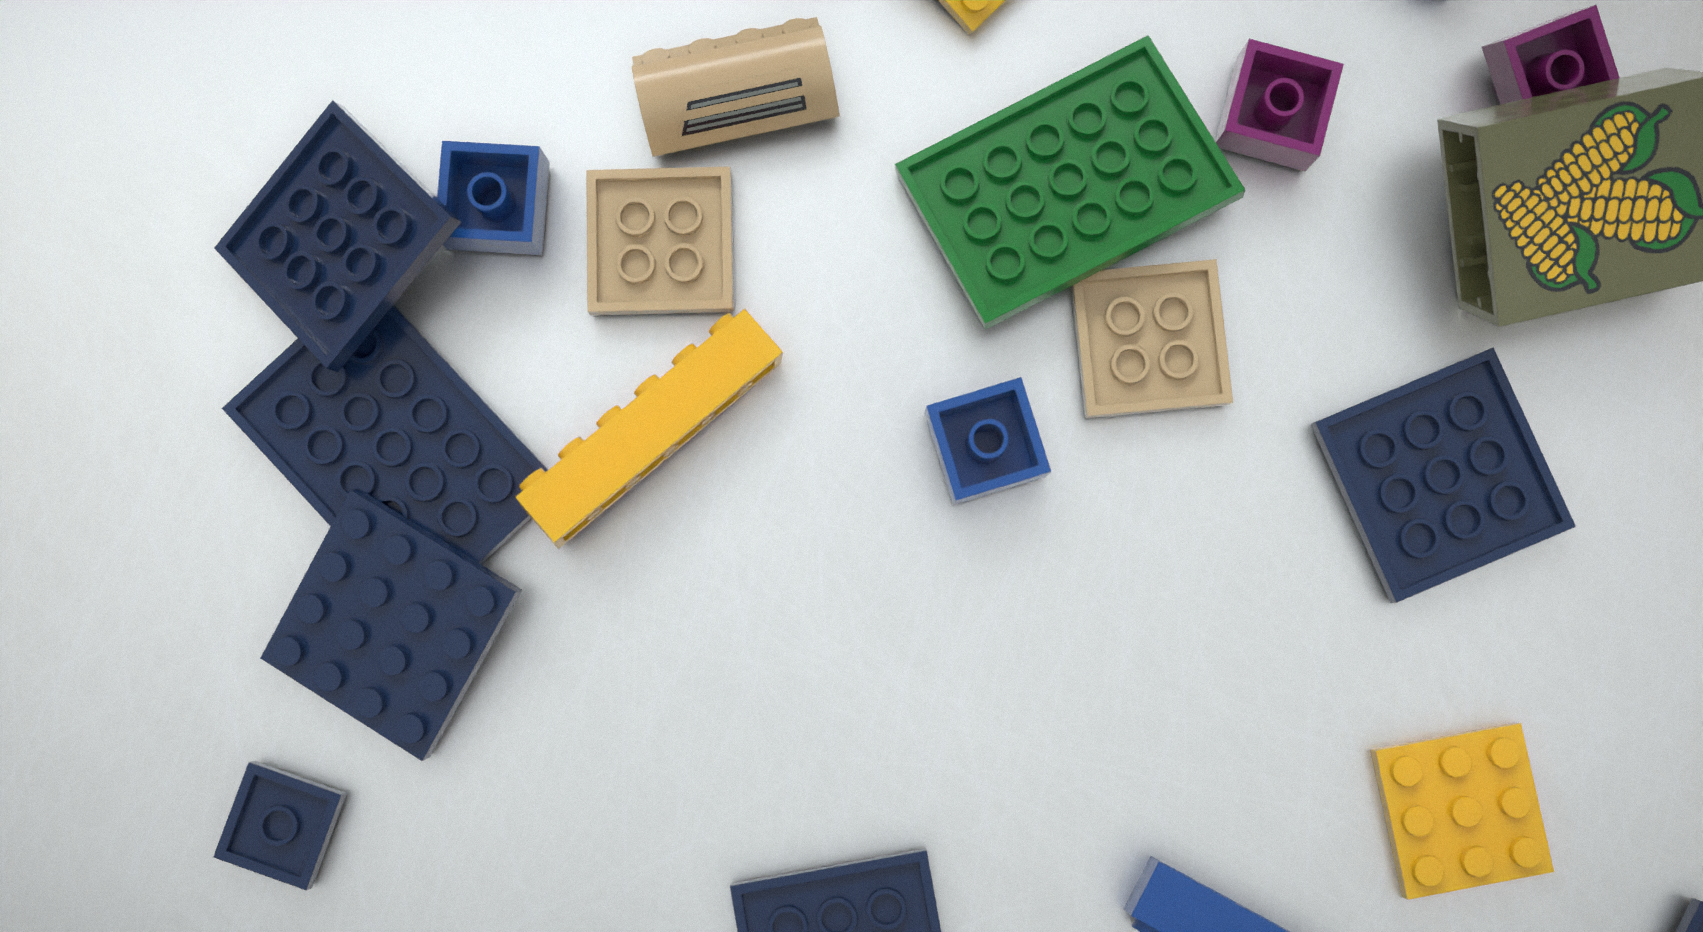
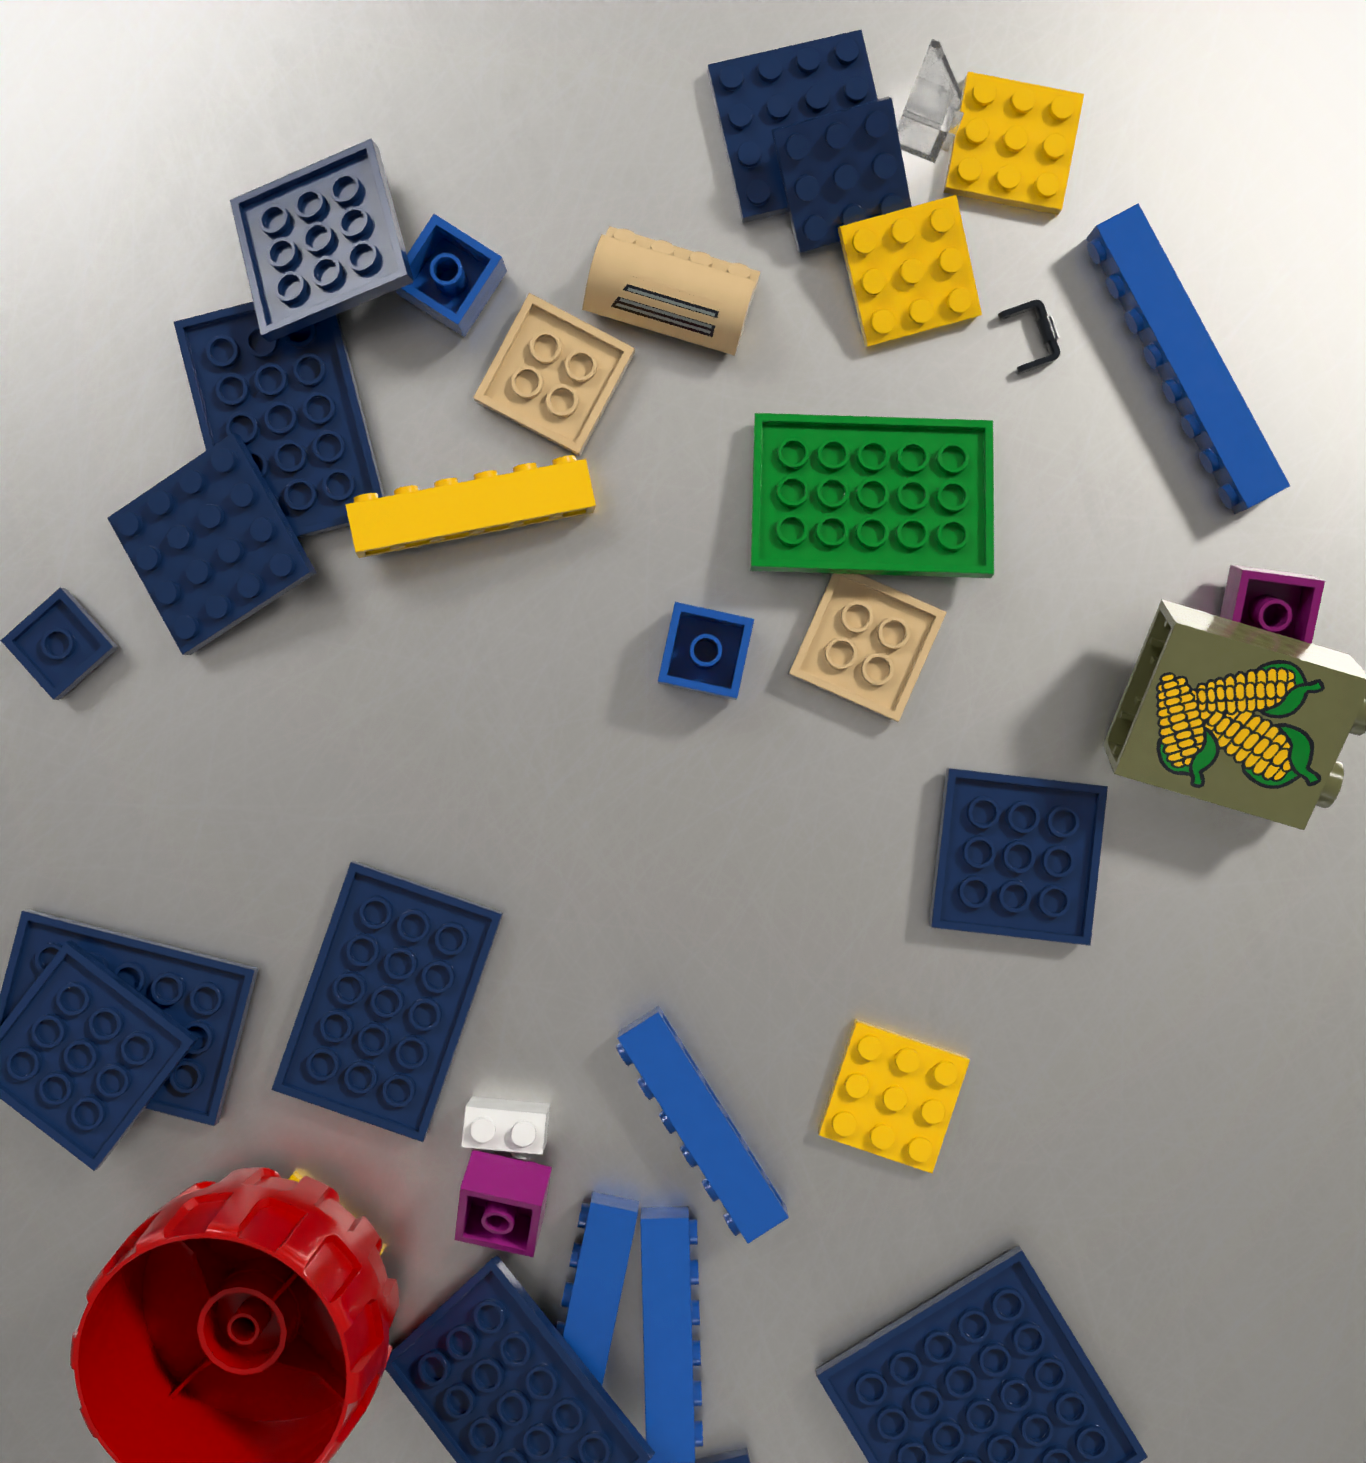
camera: 20 degrees right, 5 degrees up
(1278, 105) = (1056, 525): magenta brick -> none

